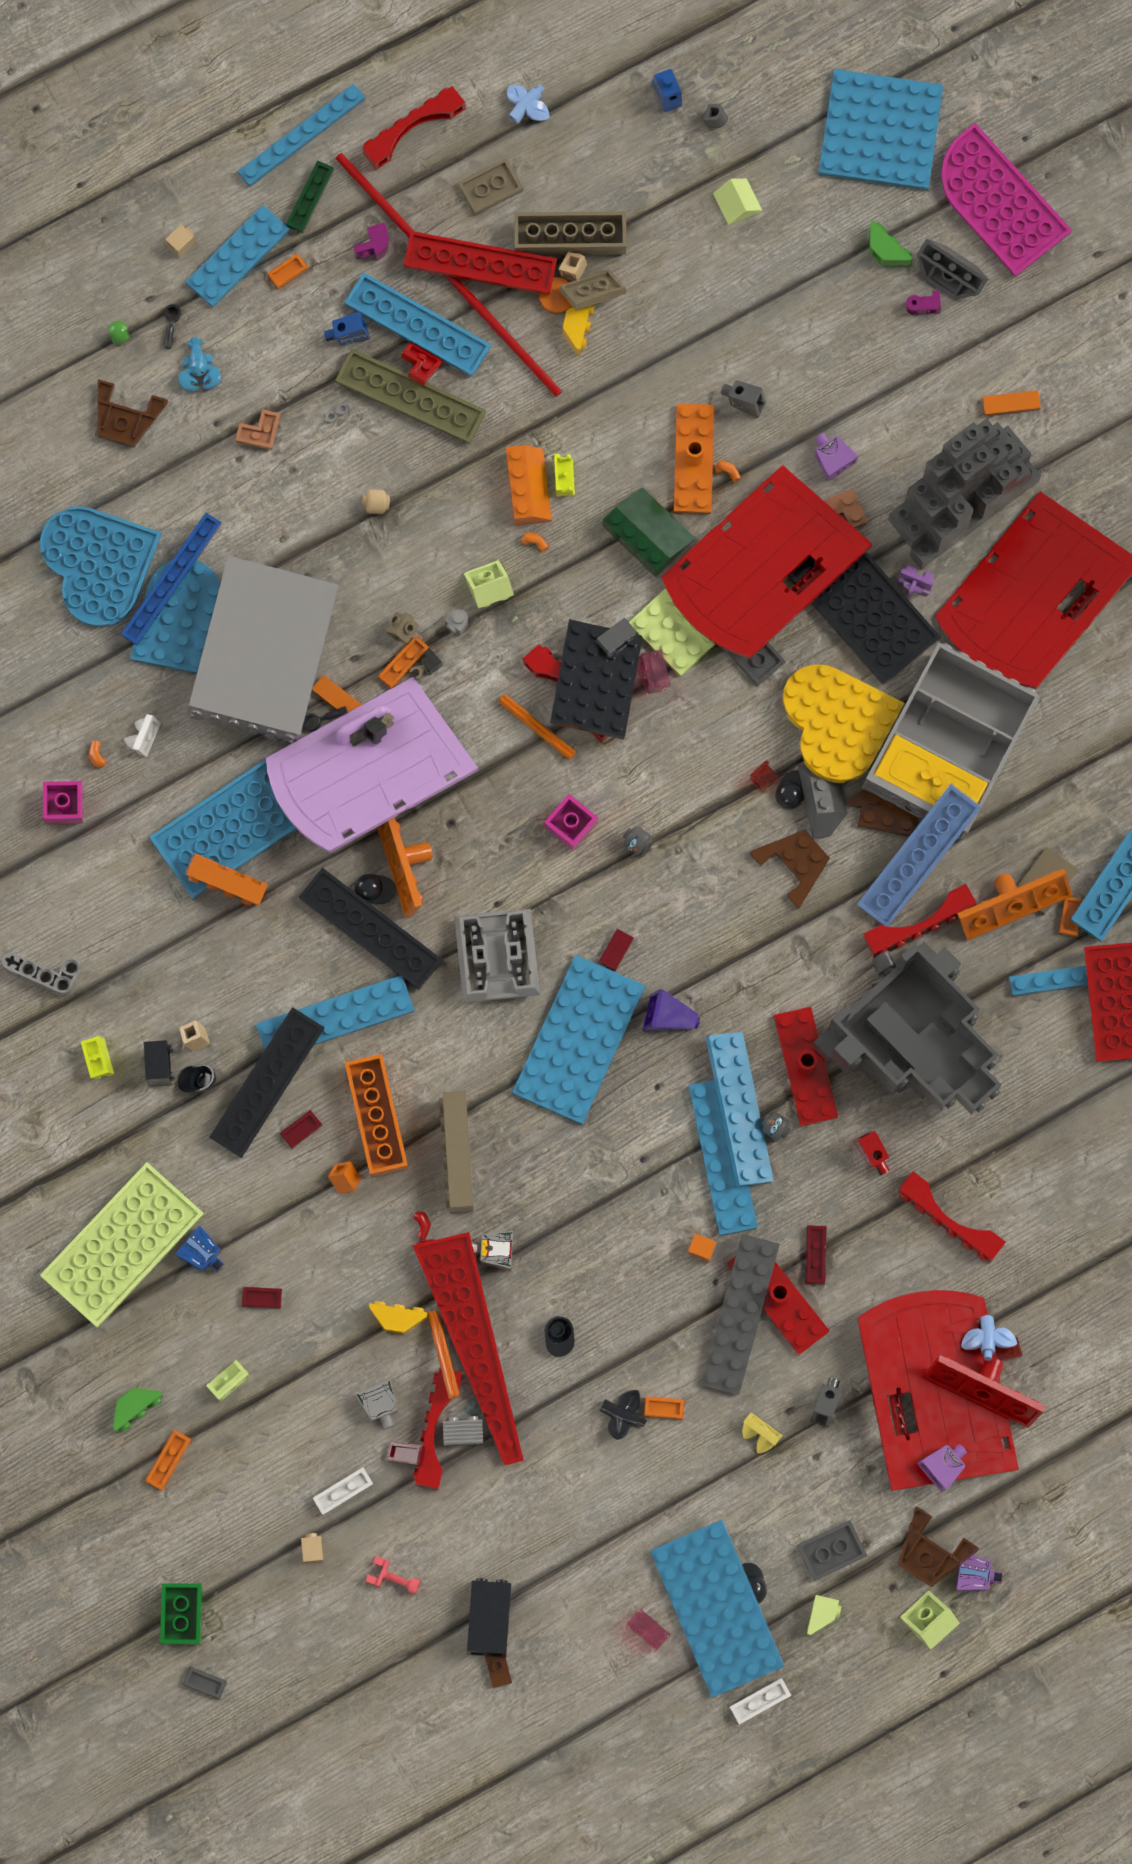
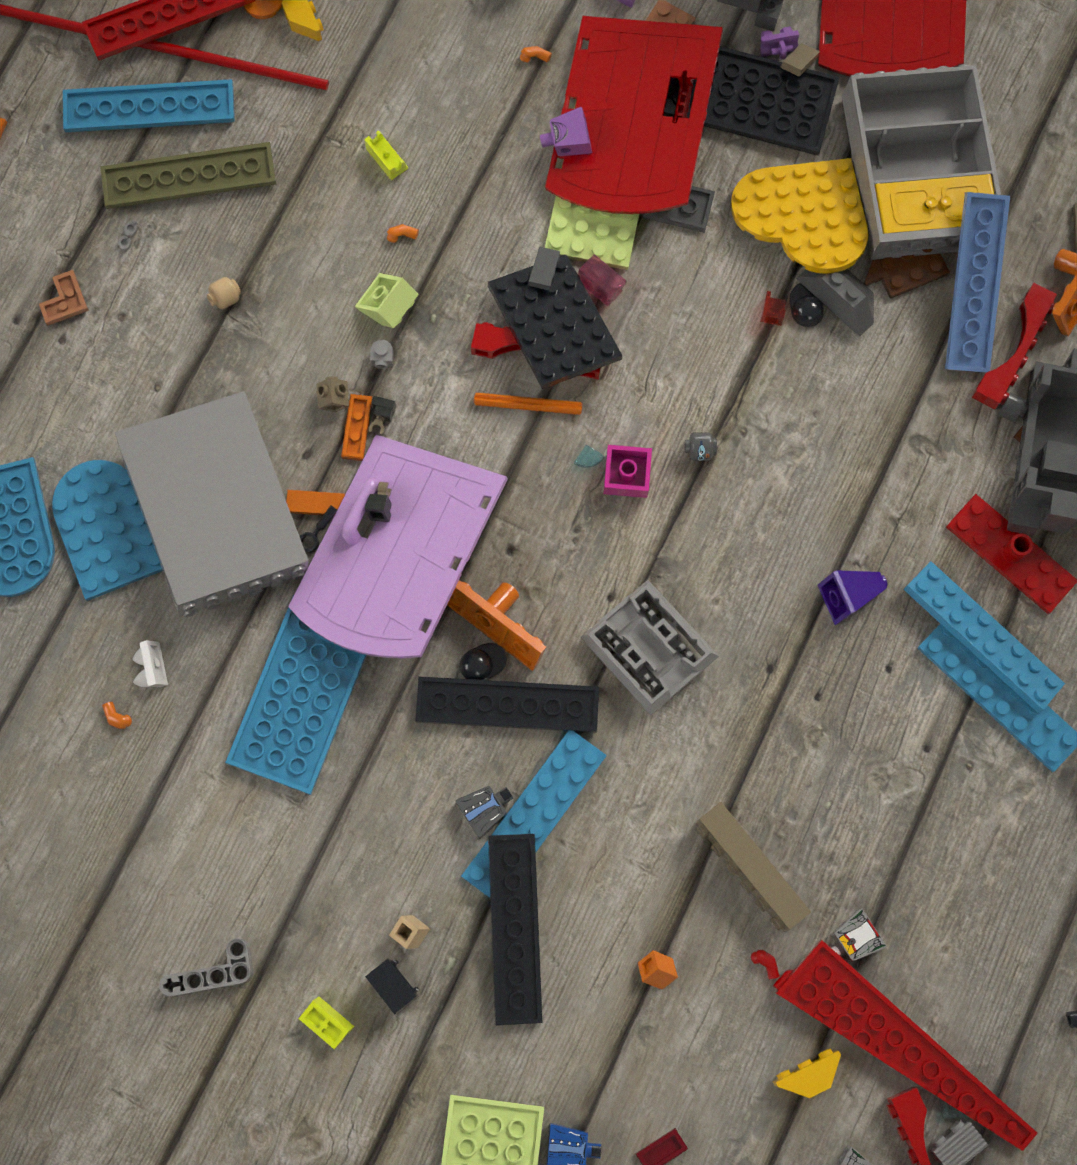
camera: 35 degrees left, 0 degrees up
(63, 802) = (114, 787): dark pink brick -> none
(171, 579) = (73, 495): blue plate -> none
(197, 1078) = (441, 973): black cap -> none
(225, 879) = (332, 753): orange wedge -> none
(301, 1129) = (579, 951): dark red tile -> none
(303, 989) = (484, 808): none -> dark grey torso
(348, 330) = (85, 150): blue torso -> none
(376, 1115) = (646, 886): orange brick -> none
(377, 245) = (57, 57): magenta brick -> none
(425, 363) = (179, 135): red plate -> none
(443, 1355) = (886, 1083): orange axle -> none
(528, 485) = (357, 185): orange slope -> none
(552, 794) = (588, 457): none -> clear light blue tile
(559, 1336) = (979, 980): black cap -> none
(578, 1039) = (783, 675): dark azure plate -> none
(616, 950) = (755, 564): dark red tile -> none
(648, 531) = (500, 157): dark green slope -> none
(693, 458) = (495, 64): orange plate -> none
(701, 1247) = (1048, 795): orange panel -> none
(704, 548) = (568, 134): none -> medium lavender torso
(775, 1126) = (1030, 629): dark grey head -> none
(802, 858) = (863, 361): reddish brown wing -> none
(920, 604) = (800, 59): none -> dark tan tile

